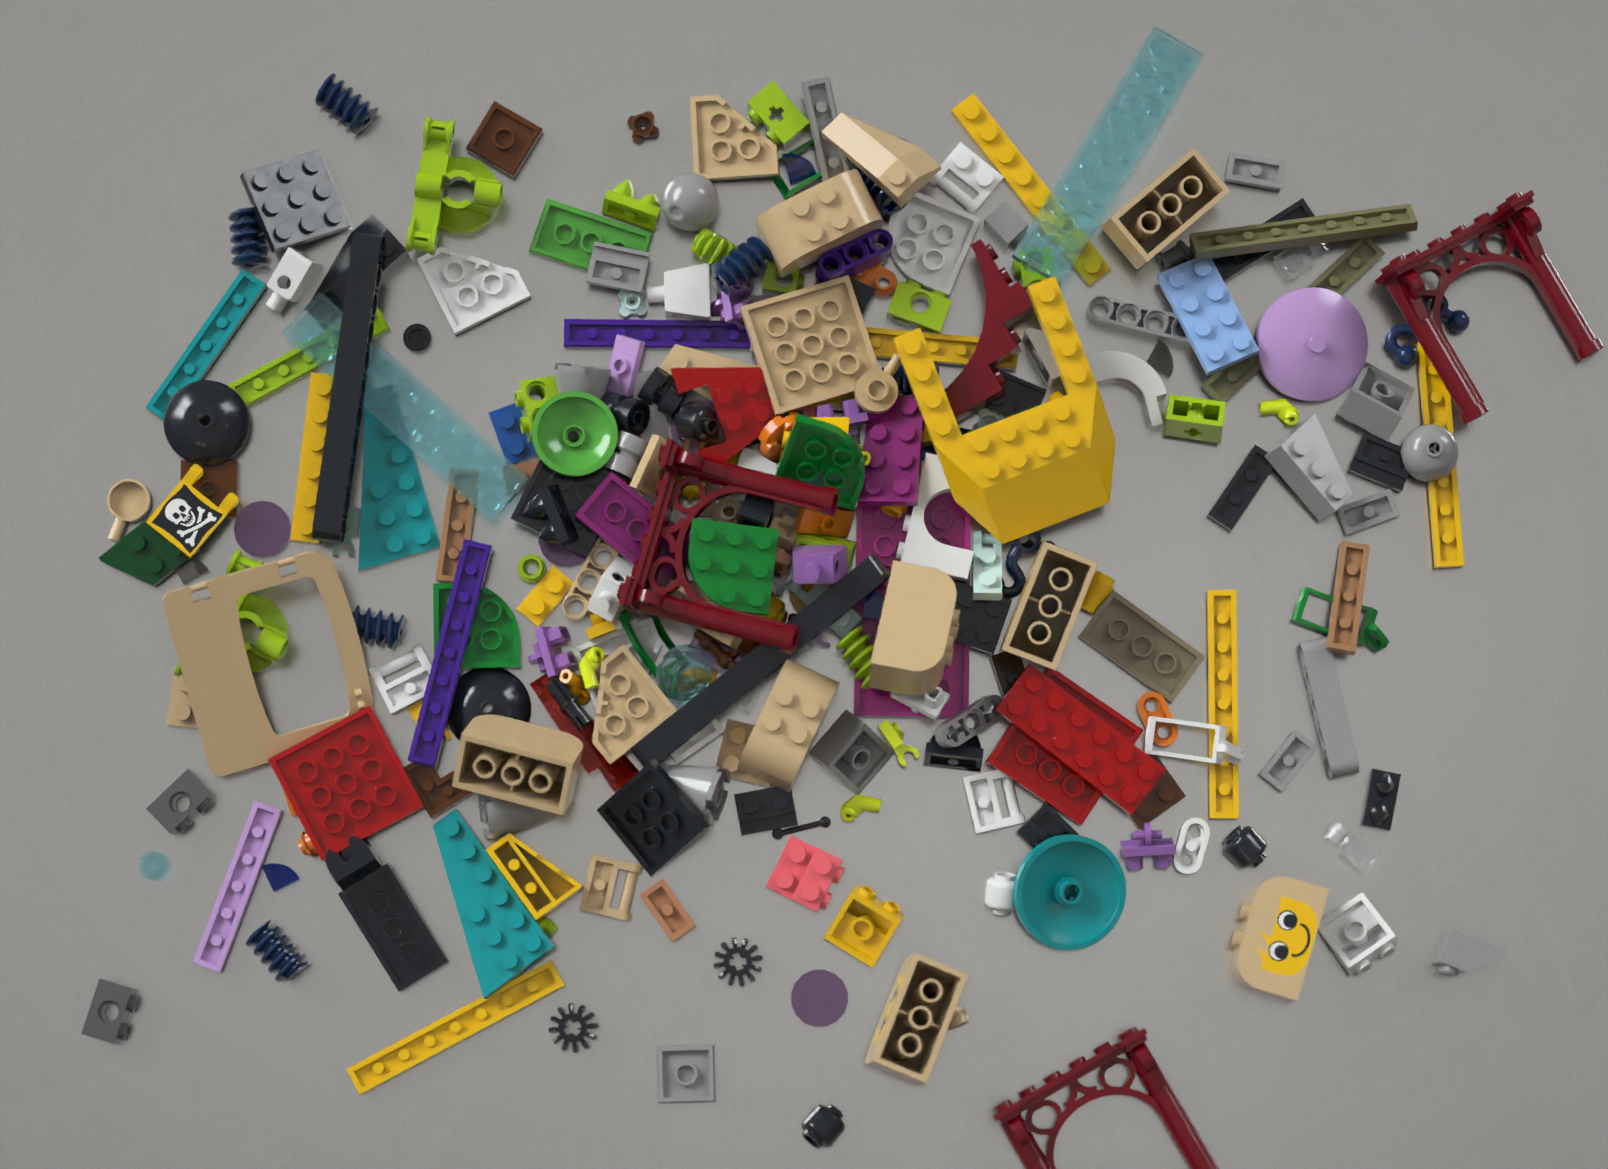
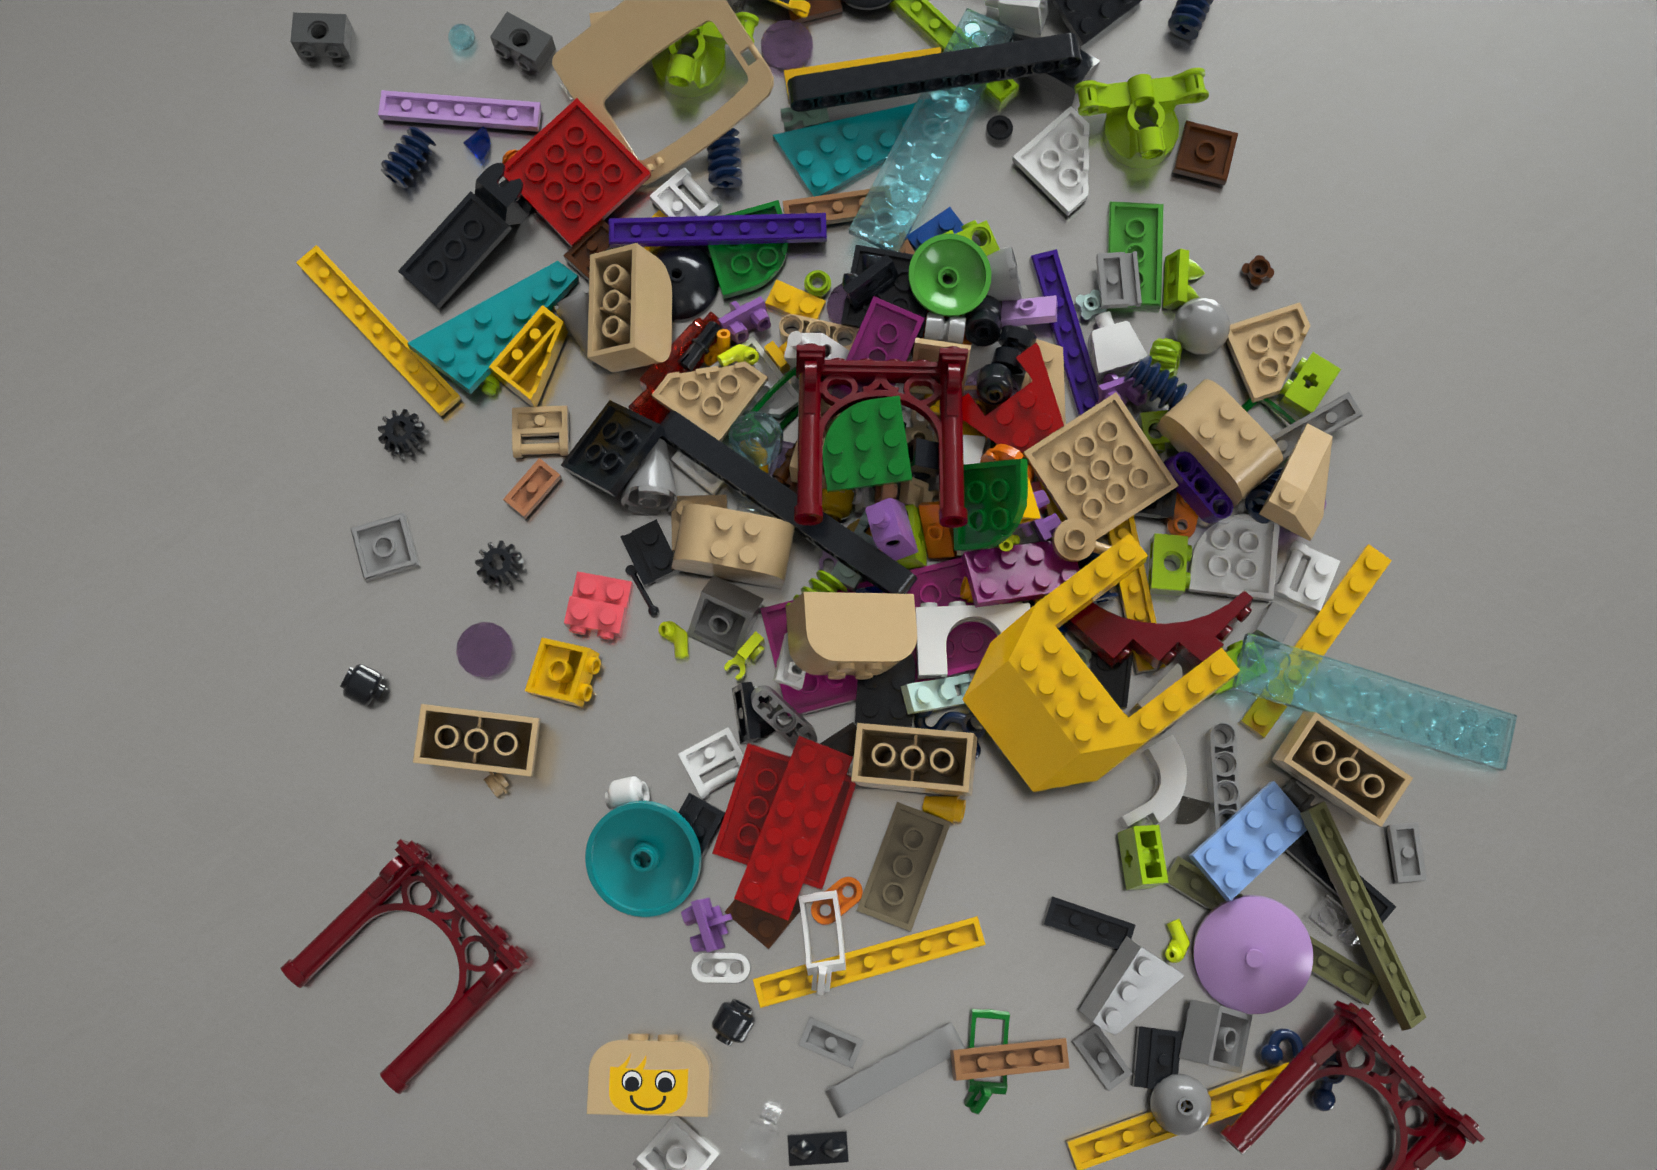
camera: 75 degrees right, 5 degrees down
(797, 167) = (1266, 416): clear blue tile -> none

